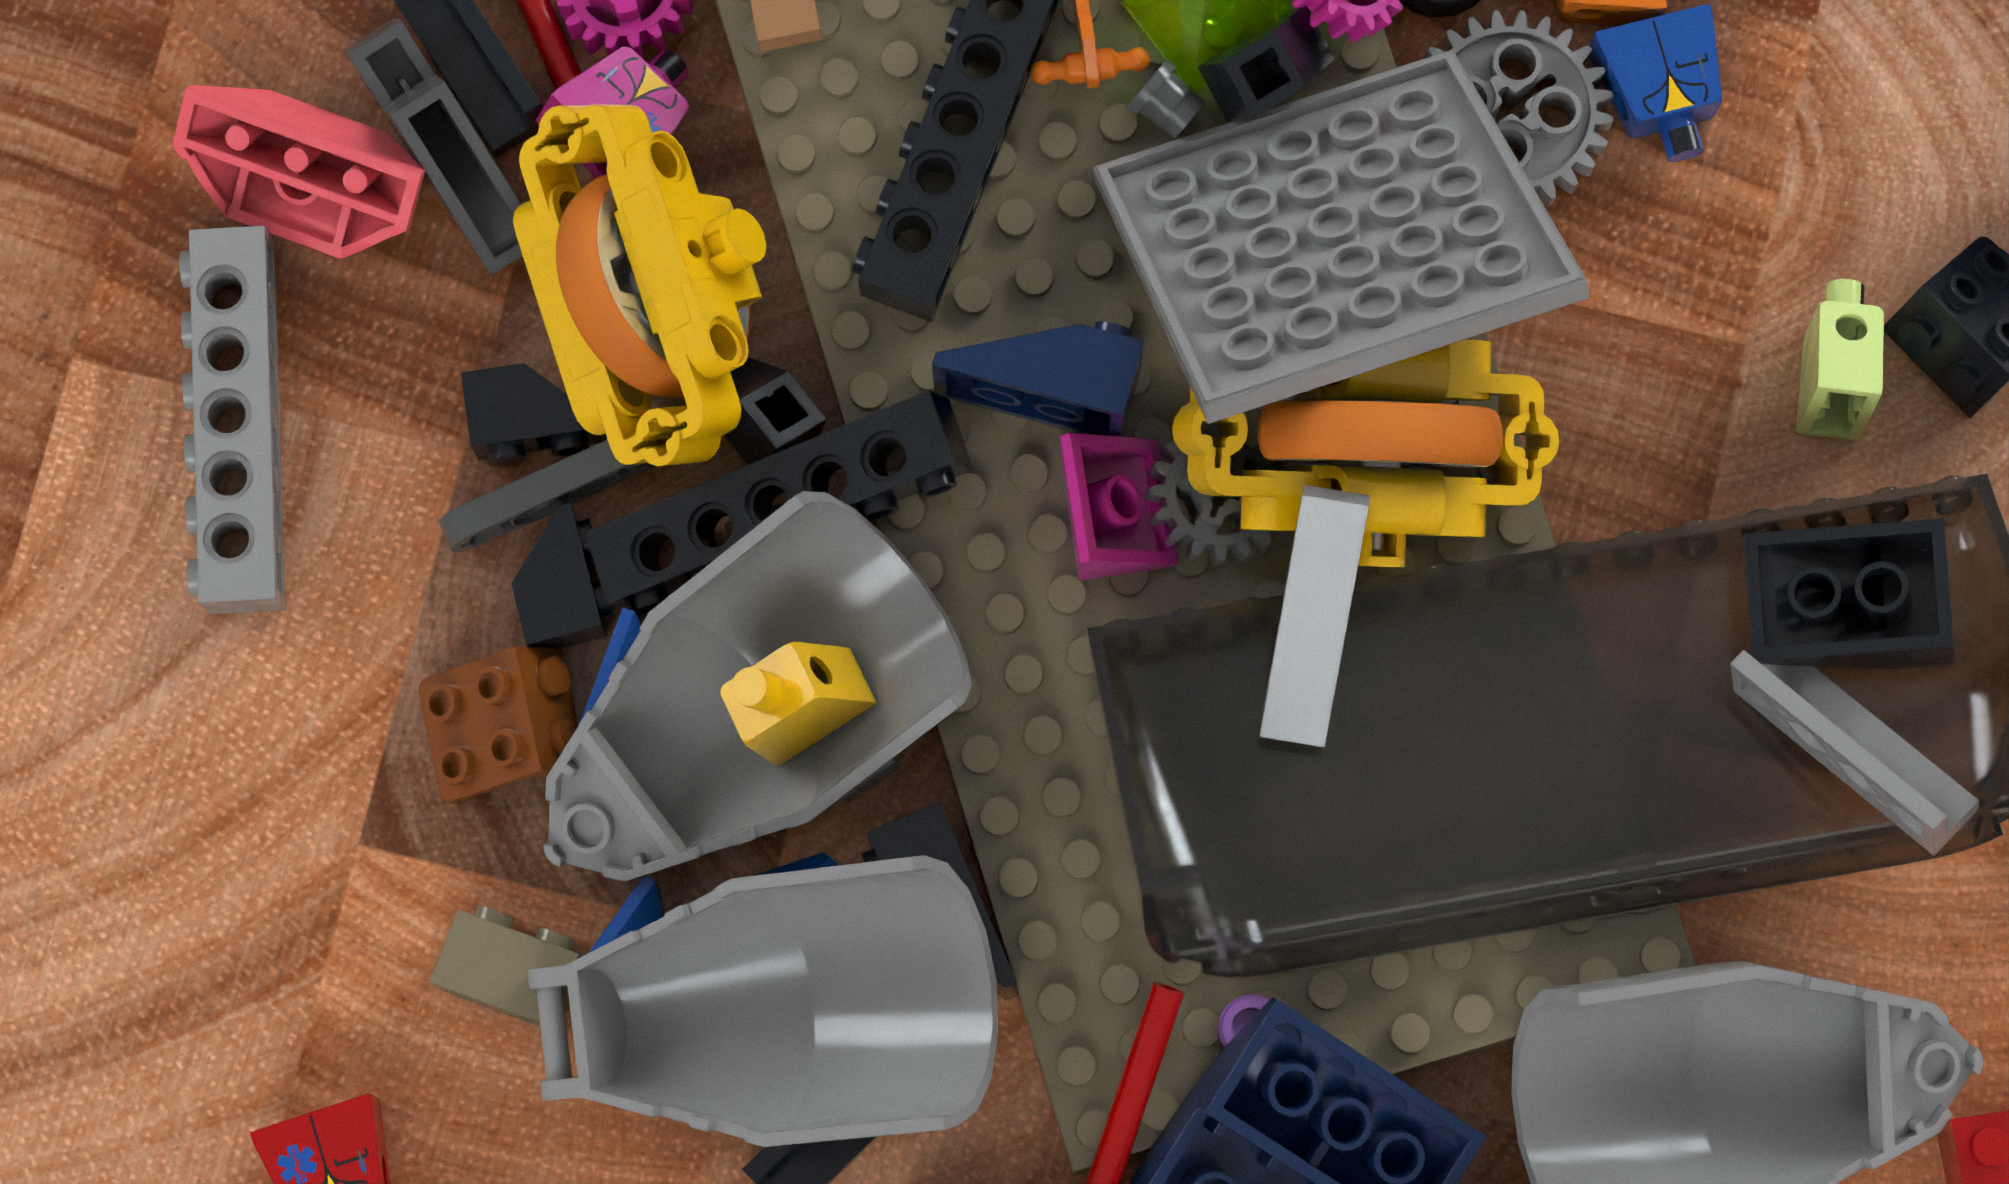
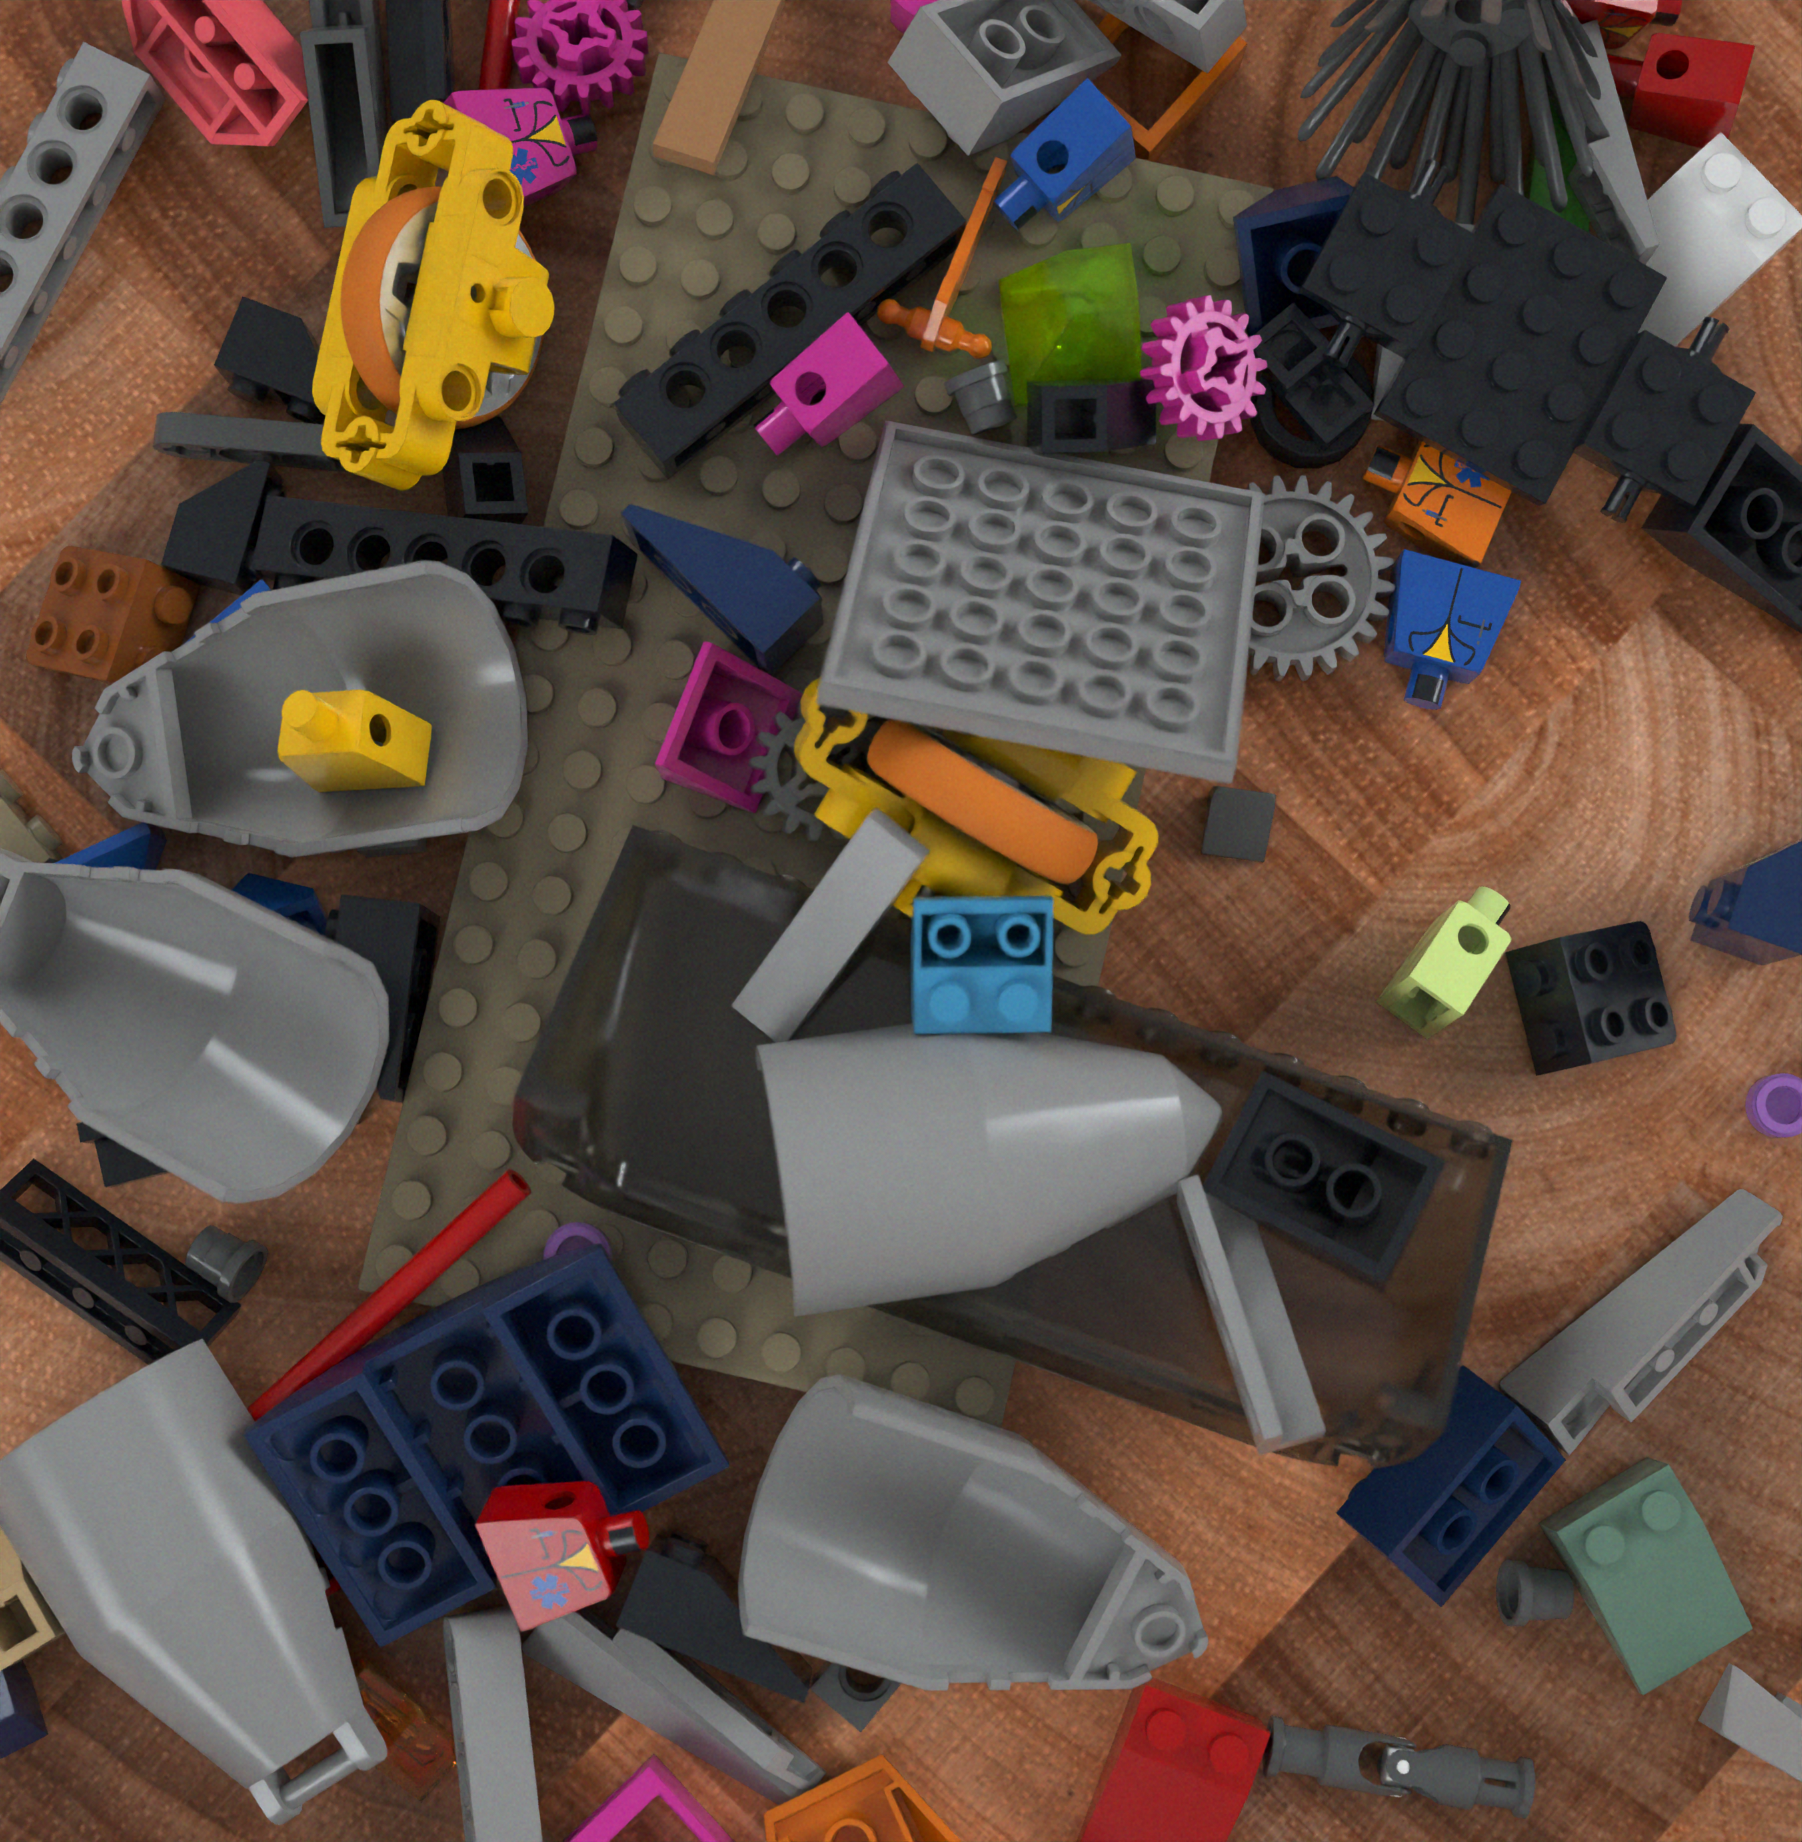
camera: 25 degrees right, 5 degrees up
(1039, 138) = (842, 365): none -> dark pink torso
(1460, 572) = (981, 964): none -> dark azure slope
(1540, 740) = (965, 1154): none -> light grey windscreen
(1588, 346) = (1238, 823): none -> dark grey slope

